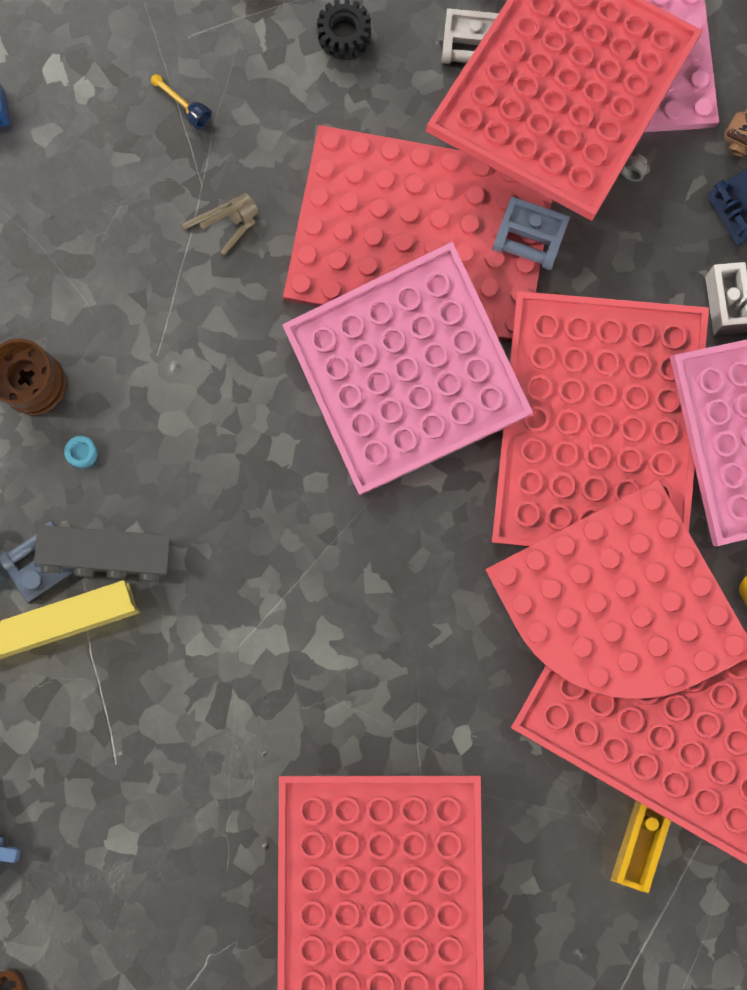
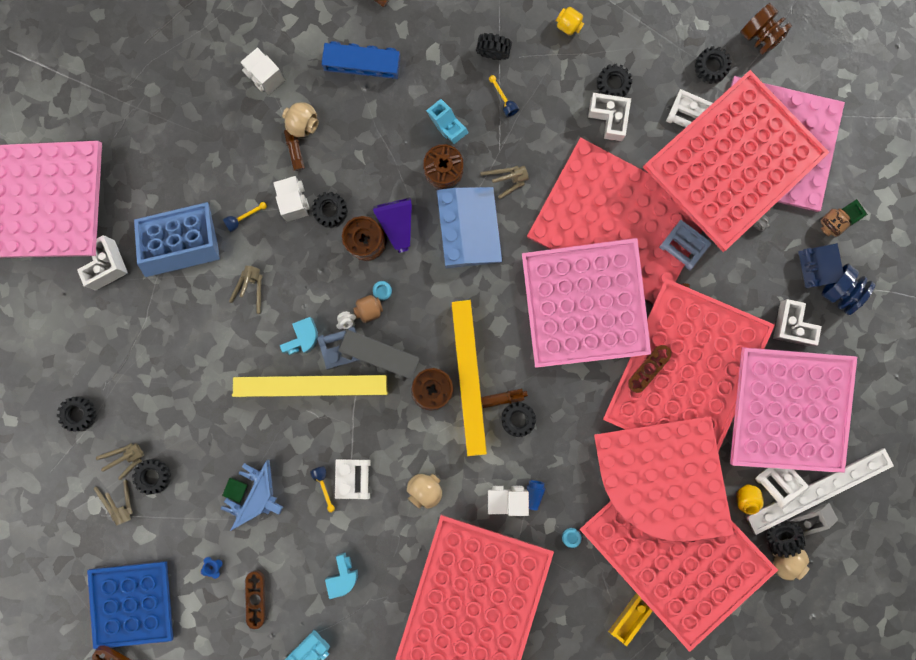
camera: 20 degrees right, 5 degrees up
(35, 514) = (345, 320): none -> white plate
(64, 777) = (319, 474): none -> hinge
(65, 485) = (368, 308): none -> medium nougat head
(69, 336) = (396, 222): none -> dark purple slope
(102, 162) = (446, 122): none -> medium azure brick
(110, 767) = (345, 479): none -> white plate
(123, 246) = (443, 177): none -> reddish brown wheel
(142, 28) = (493, 46): none -> black tyre
(158, 935) = (344, 582): none -> medium azure brick
(187, 310) = (469, 226): none -> medium blue slope
(191, 566) = (442, 384): none -> reddish brown wheel
(243, 747) = (424, 490): none -> tan plant
(259, 544) = (469, 378): none -> yellow tile
(325, 559) = (503, 398): none -> reddish brown piece
(353, 68) = (614, 111): none -> white brick
(362, 565) = (518, 431): none -> black tyre
(383, 719) = (508, 501): none -> white brick
(422, 695) = (536, 491): none -> blue cone
(503, 746) = (571, 537): none -> medium azure tile
(555, 419) = (655, 354): none -> reddish brown beam

